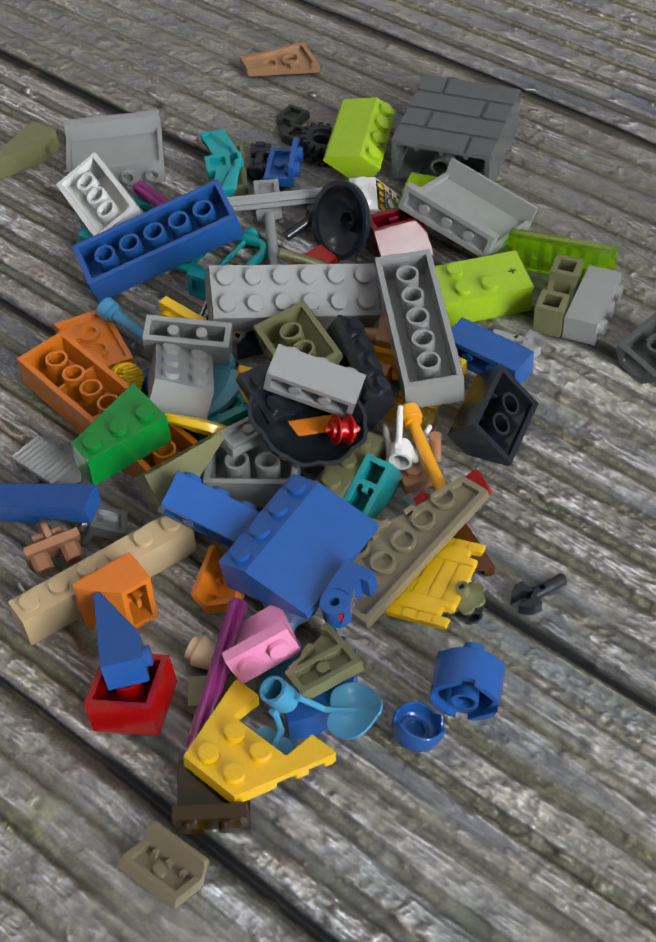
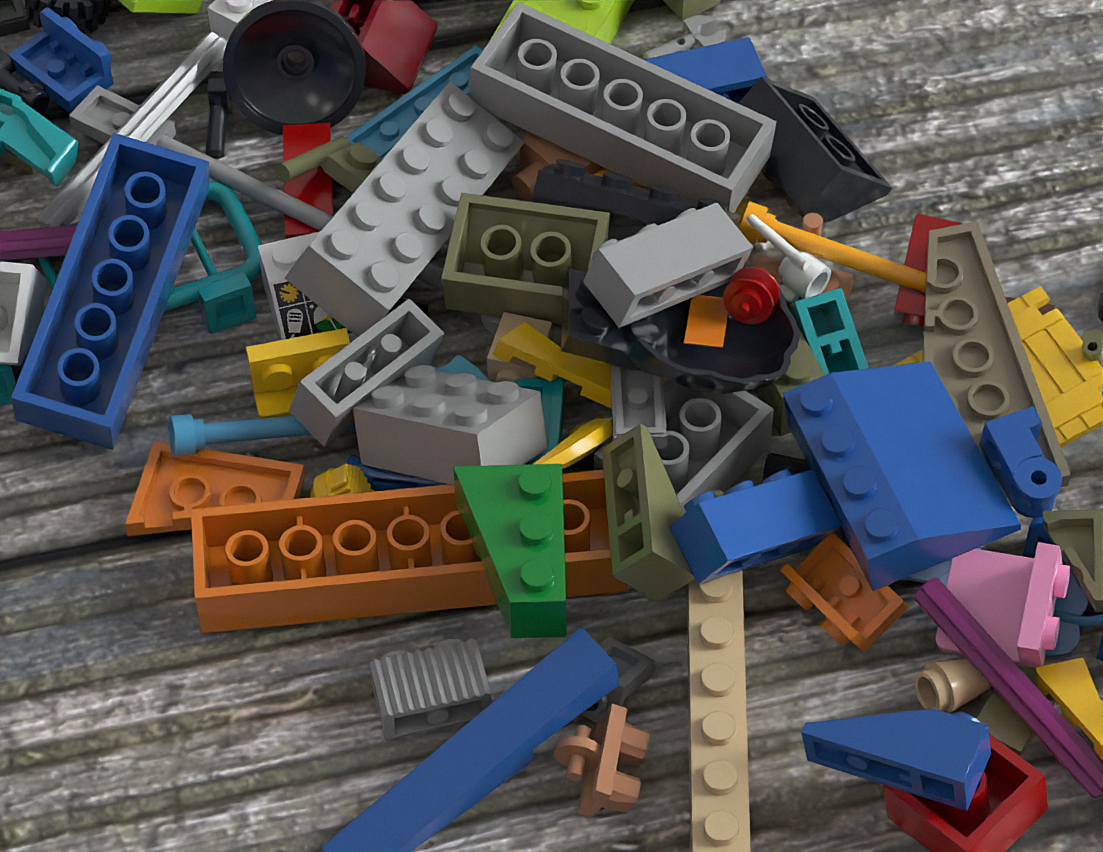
camera: 55 degrees left, 5 degrees up
(124, 586) = (782, 698): orange slope -> none

